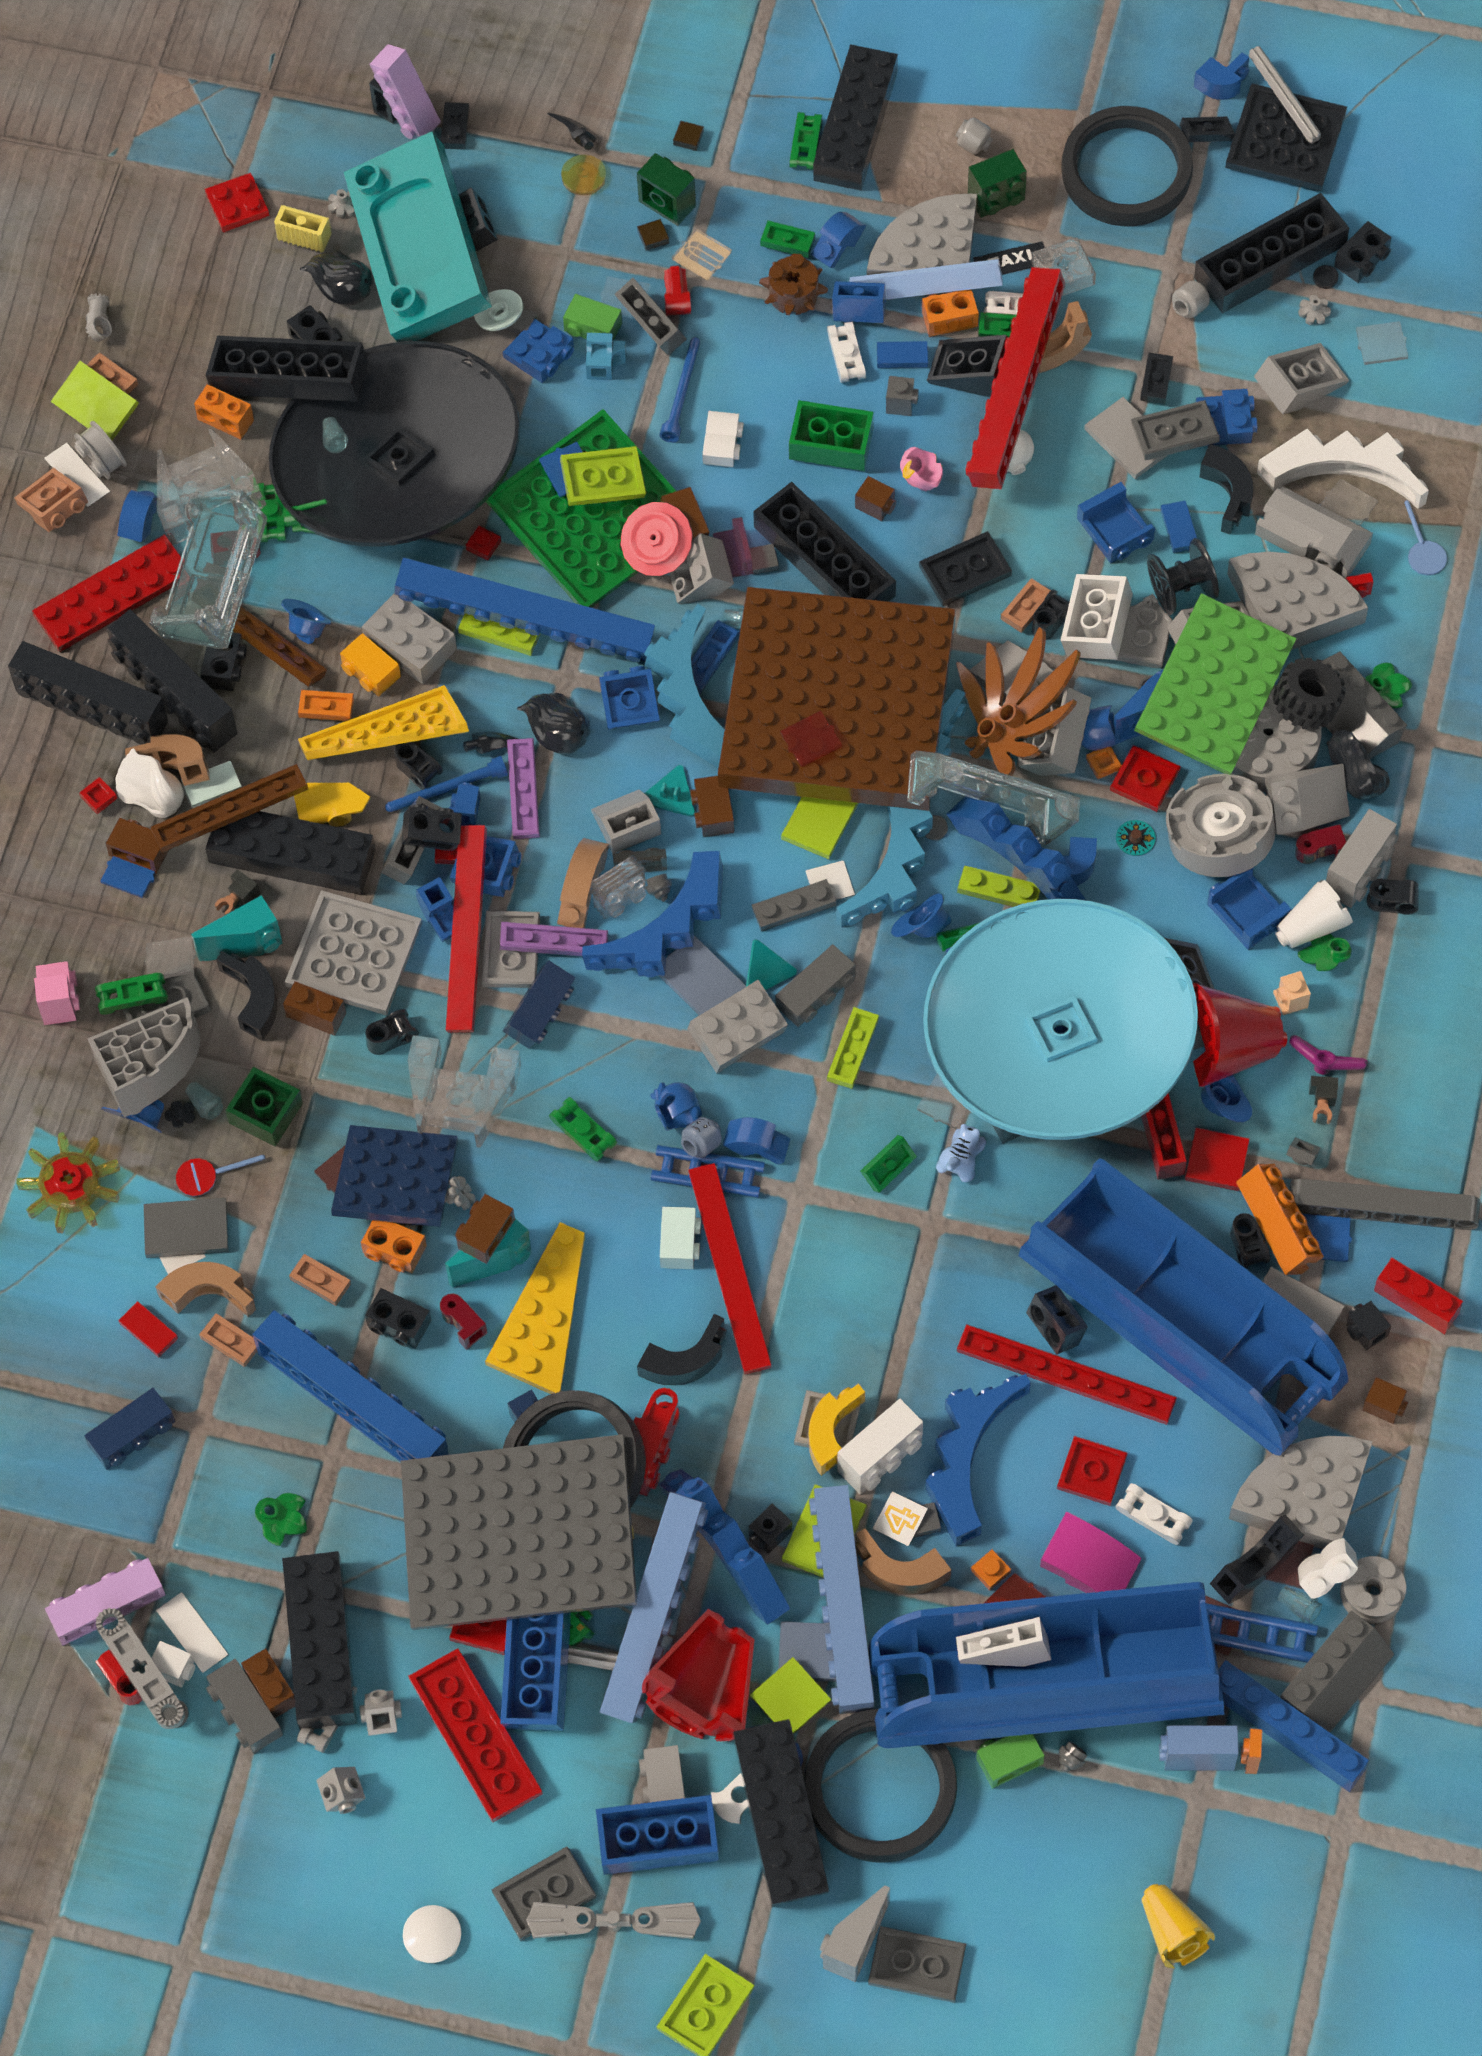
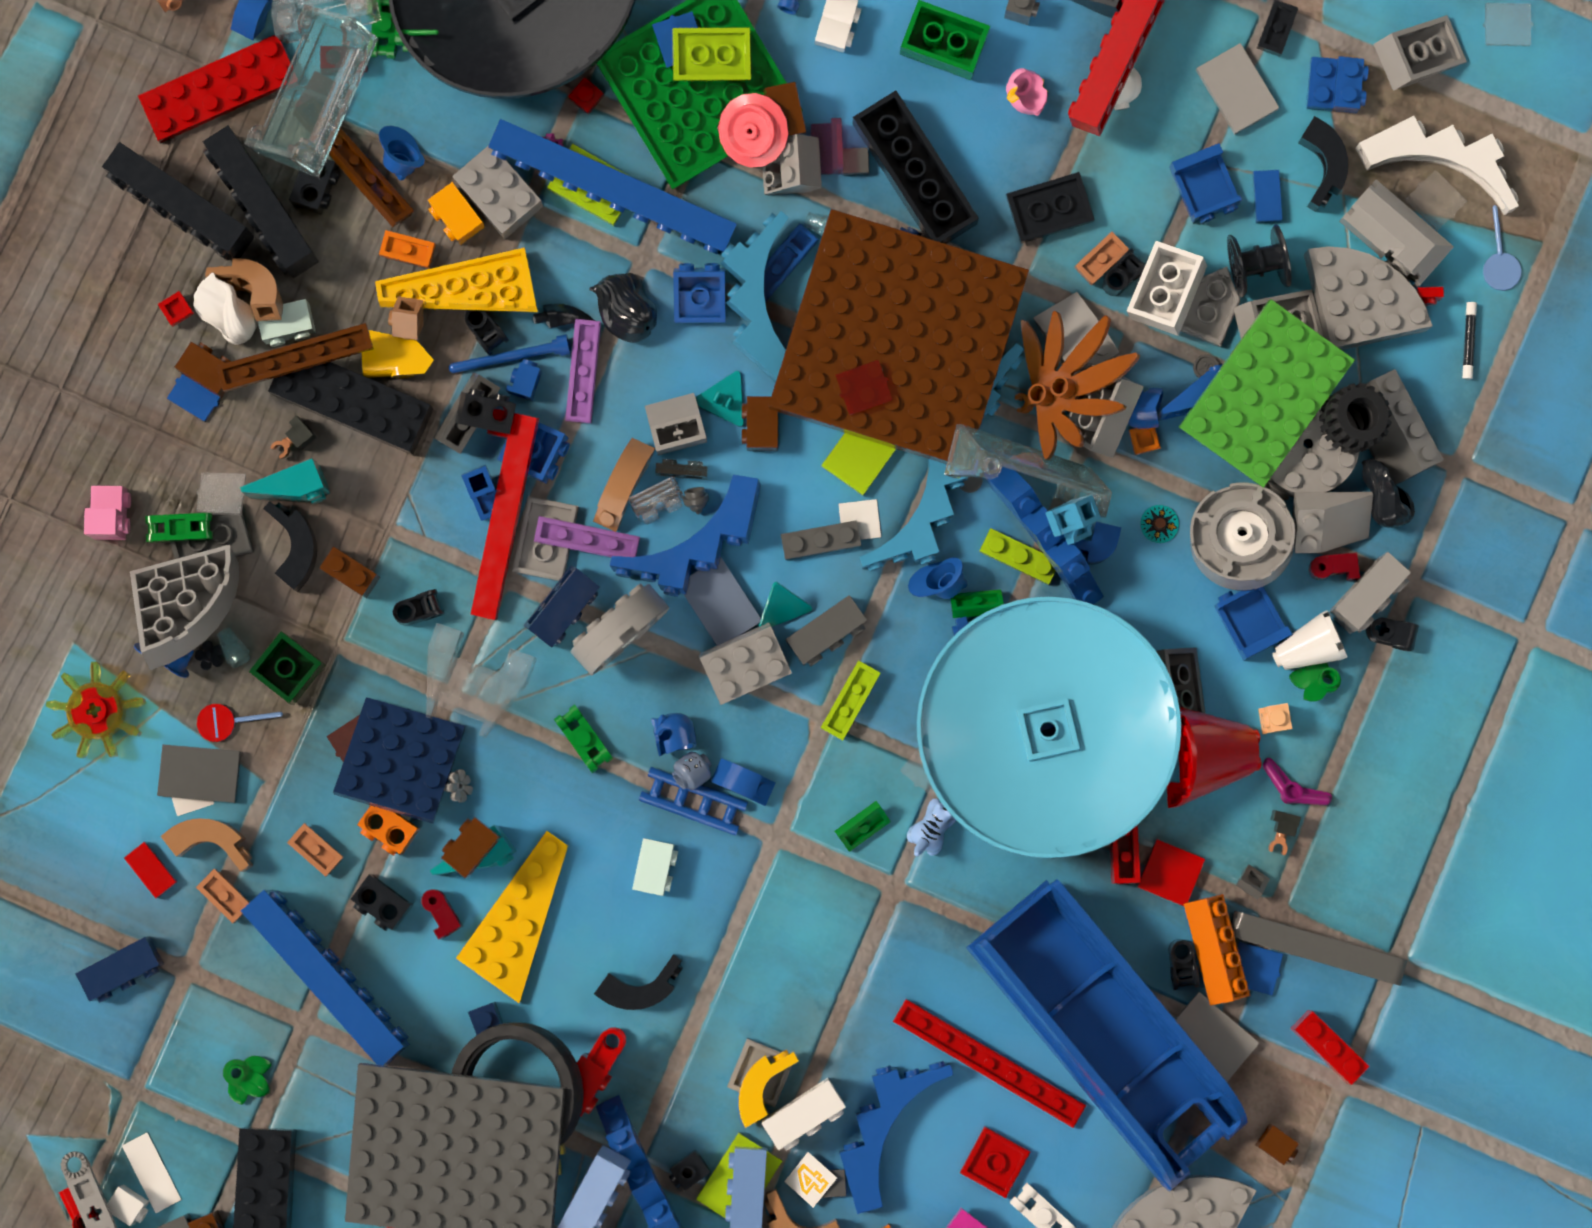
camera: 10 degrees right, 20 degrees up
(123, 1590) = (75, 1134): lavender brick -> none
(336, 761) = (406, 318): none -> medium nougat brick
(354, 951) = (395, 518): light grey plate -> none
(602, 1003) = (618, 628): none -> light grey piece
(729, 1268) = (696, 905): red tile -> none
(875, 498) = (976, 116): reddish brown brick -> none
(1047, 822) = (1074, 518): none -> dark azure brick
(1056, 1319) = (989, 1014): black brick -> none
(1145, 778) = (1181, 463): red tile -> none
(1175, 430) = (1283, 94): dark grey tile -> none
(1227, 1100) = (1193, 822): blue piece -> none
(1367, 1325) = (1276, 1066): black brick -> none
(1389, 684) = (1436, 405): green plate -> none
(1409, 623) = (1469, 342): none -> black bar

